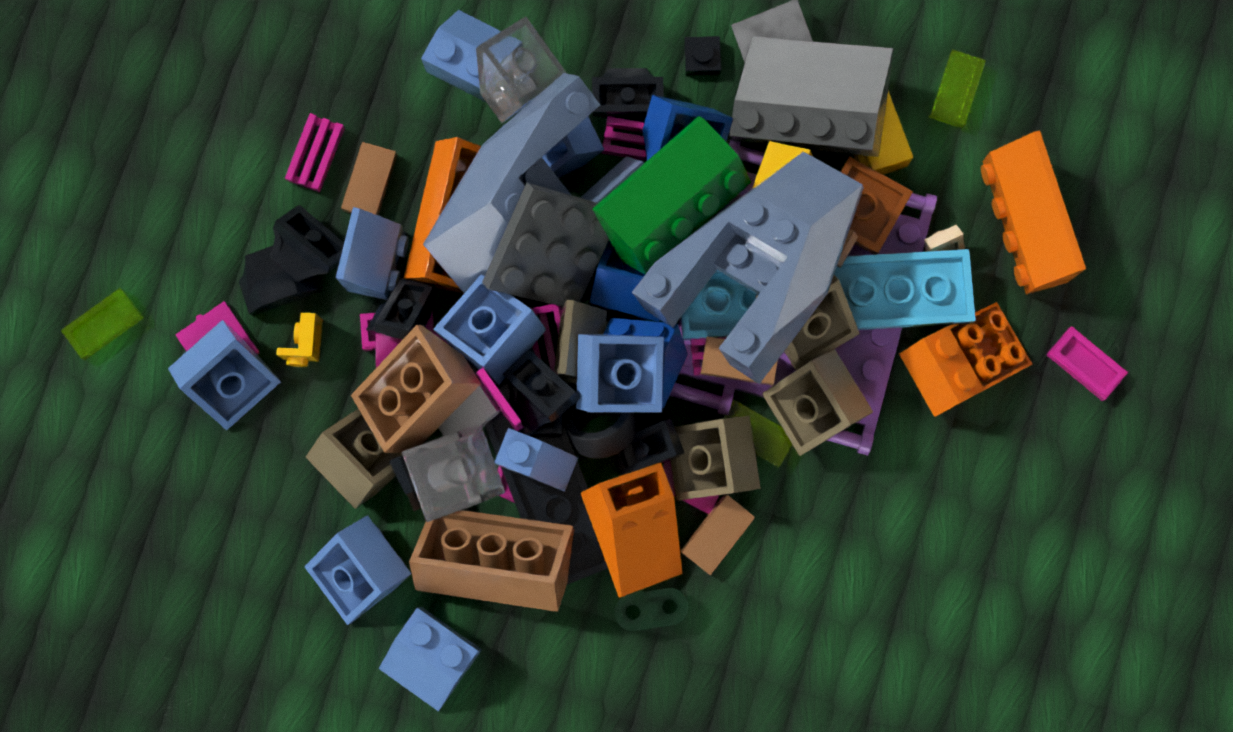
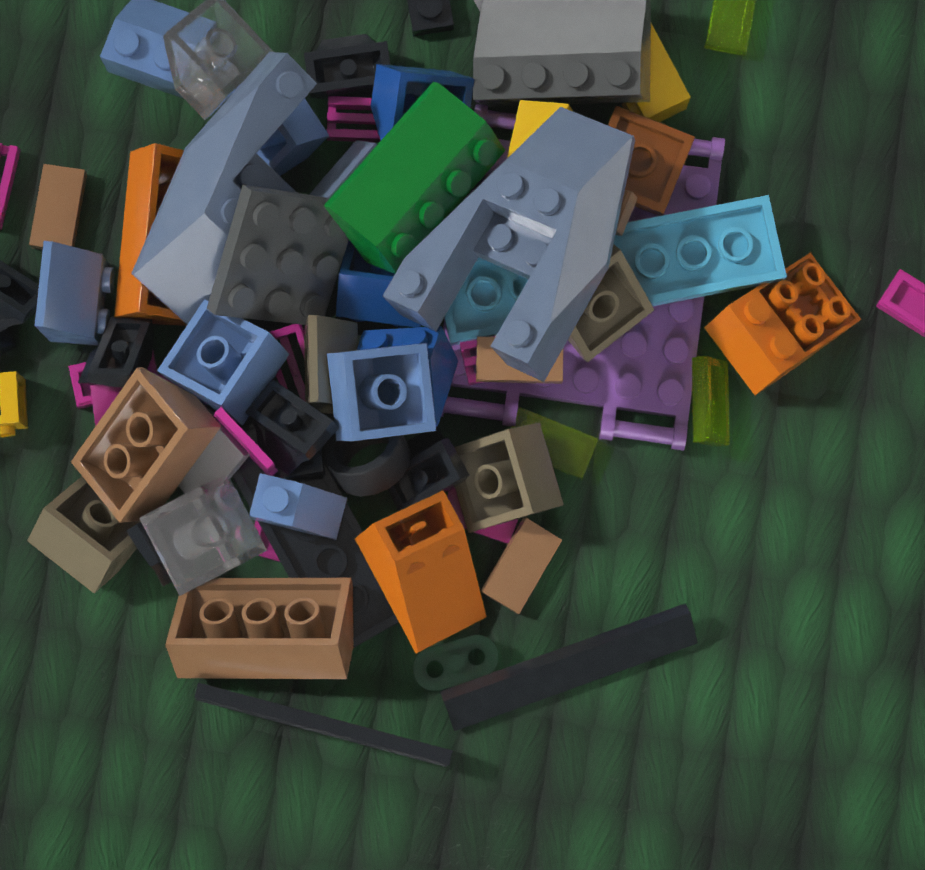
camera: 10 degrees left, 0 degrees up
(357, 569) = (105, 663): medium blue slope -> none
(429, 658) = (203, 755): medium blue slope -> none
(533, 647) = (323, 725): none -> black tile
(747, 626) = (569, 667): none -> black tile
(817, 402) = (616, 395): dark tan slope -> none
(896, 417) = (710, 401): none -> clear neon green tile
(945, 240) = (740, 188): tan plate -> none
(1032, 214) = (837, 145): orange slope -> none

